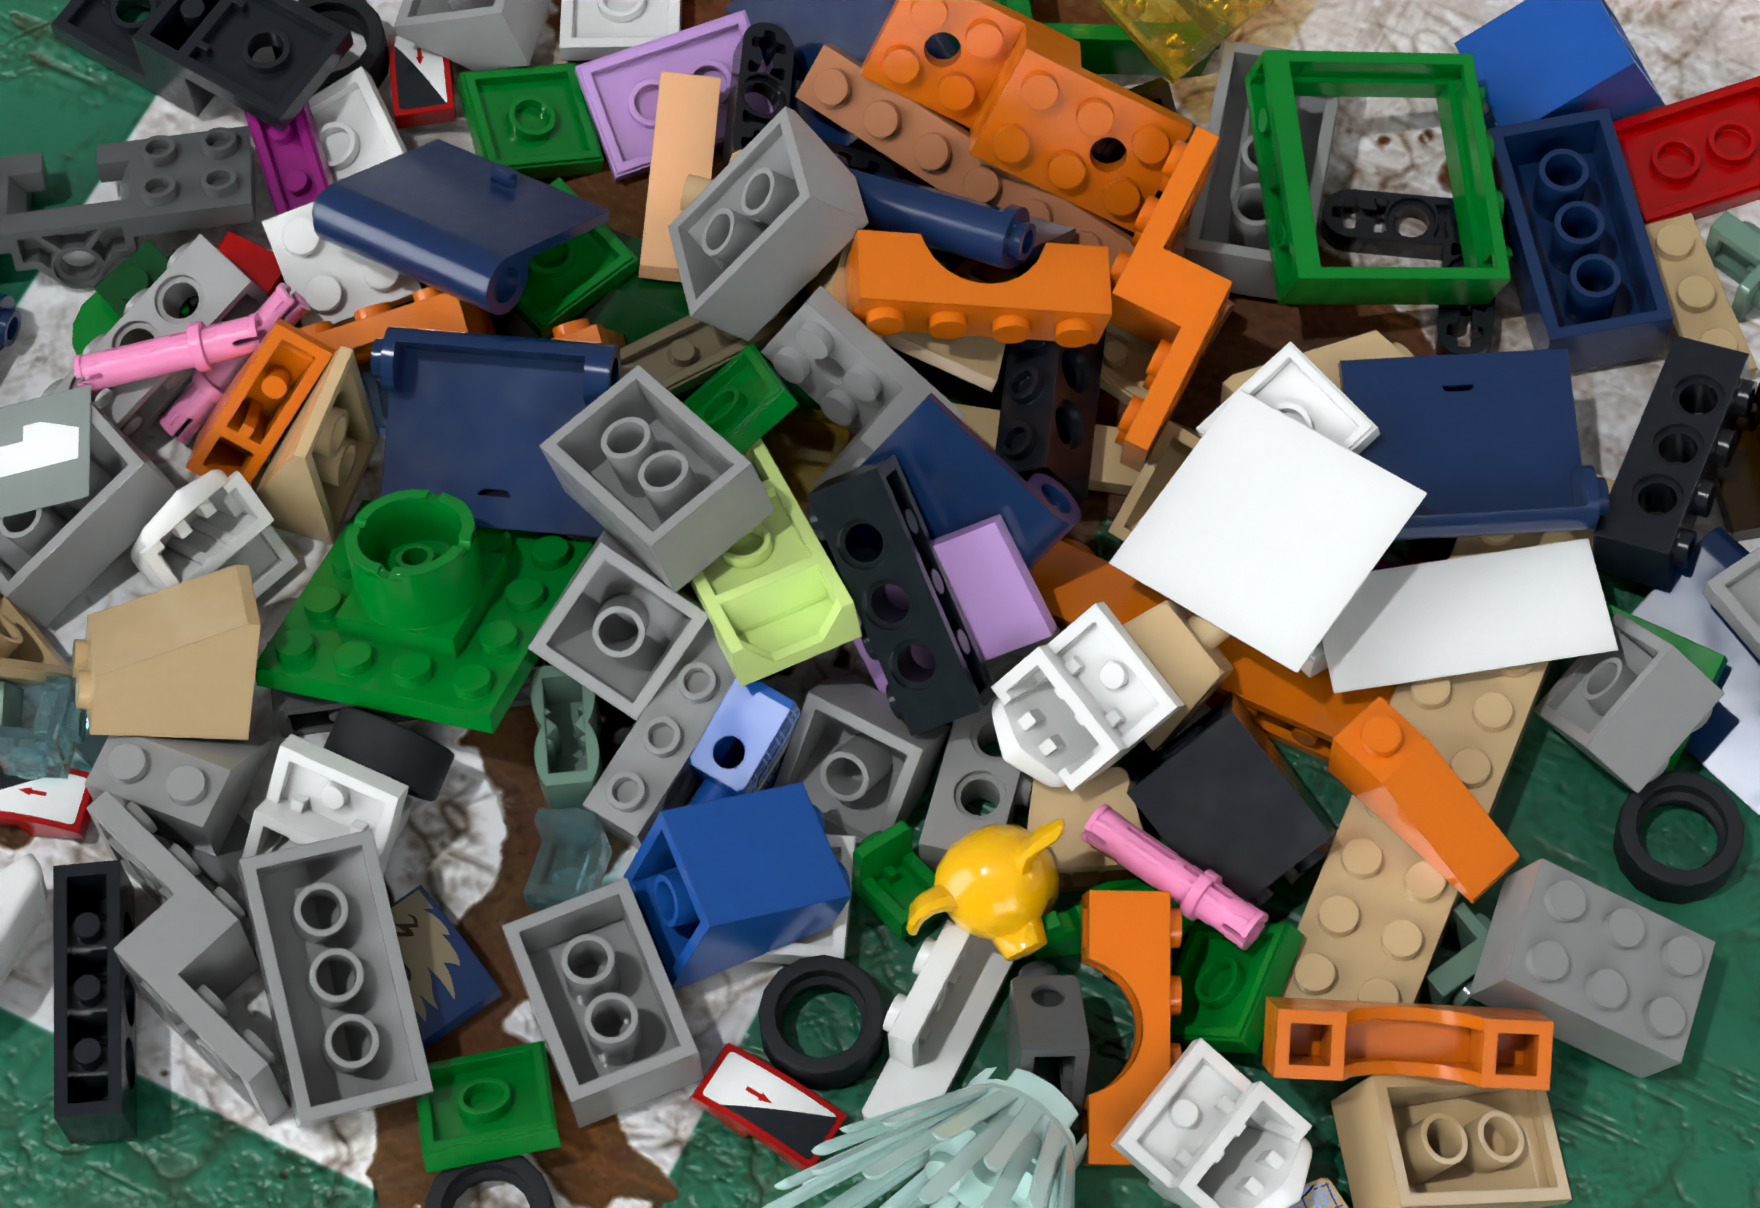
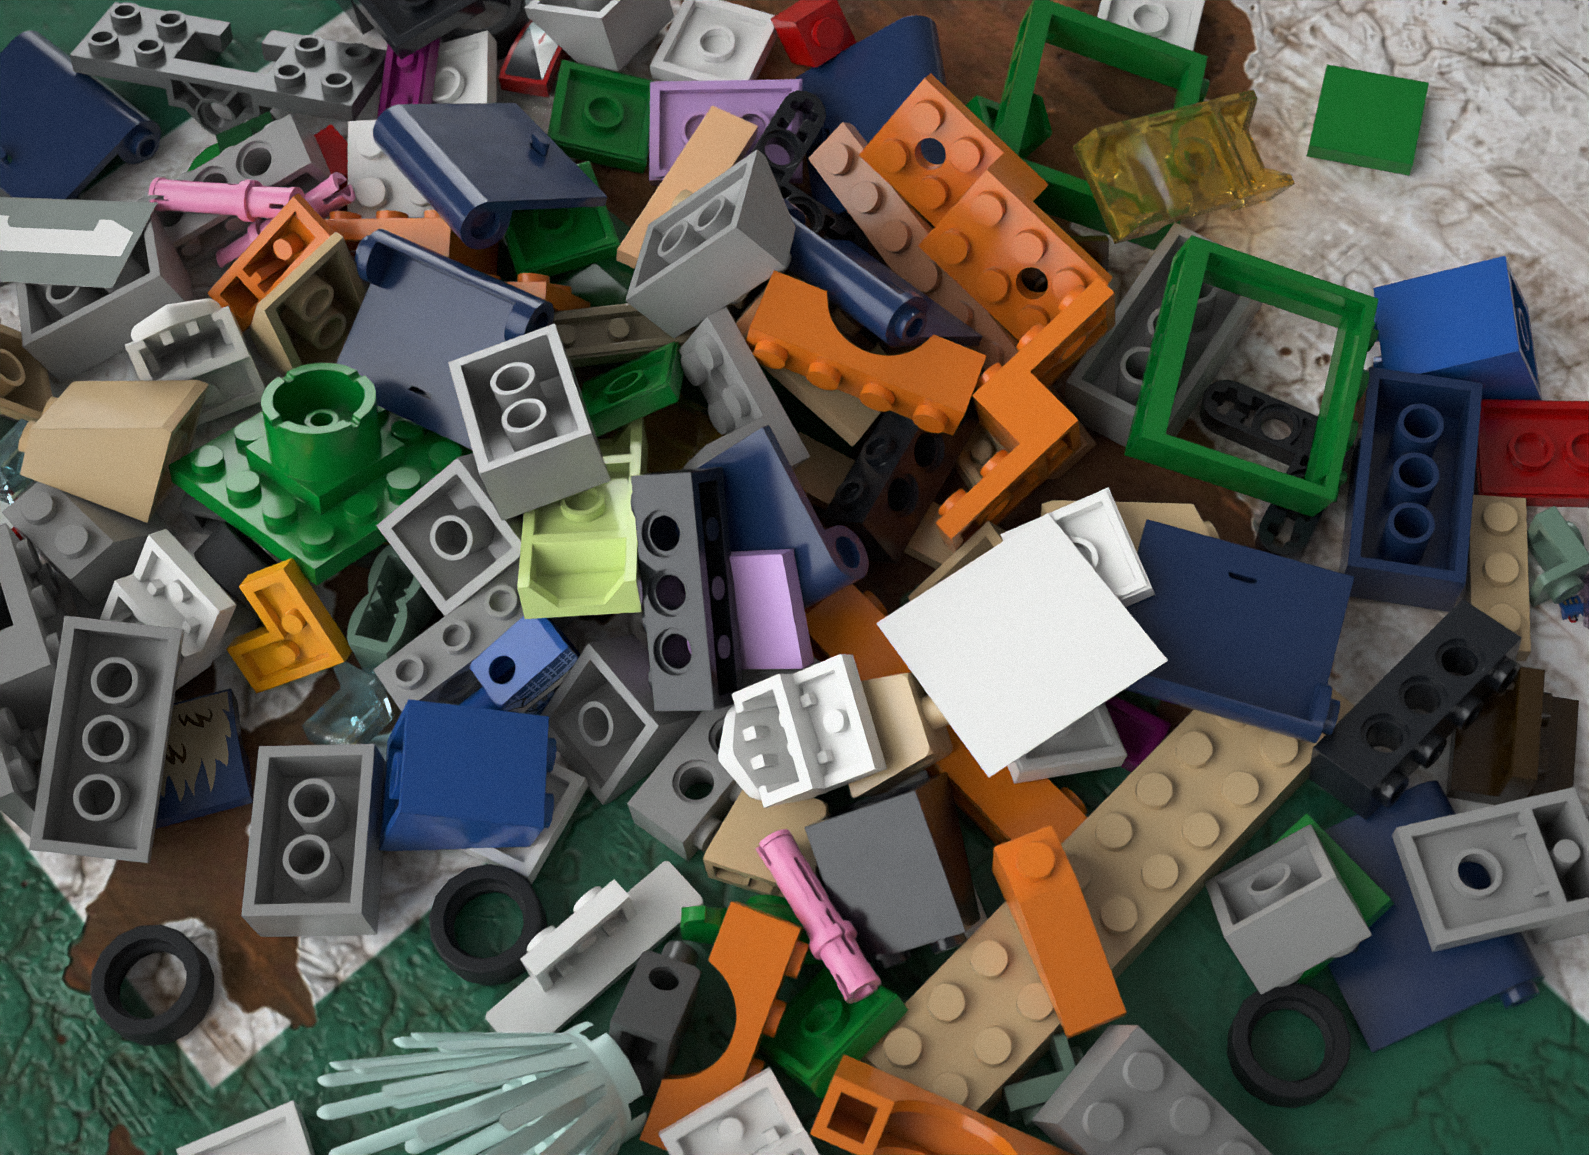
camera: 25 degrees right, 0 degrees up
(480, 802) = (296, 634): none -> light orange plate
(488, 1107) = (184, 893): green tile -> none
(767, 1105) = (413, 978): slope -> none
(891, 876) = (603, 828): green bracket -> none
(996, 886) = (664, 867): yellow piece -> none
(1470, 616) = (1173, 781): white sticker -> none

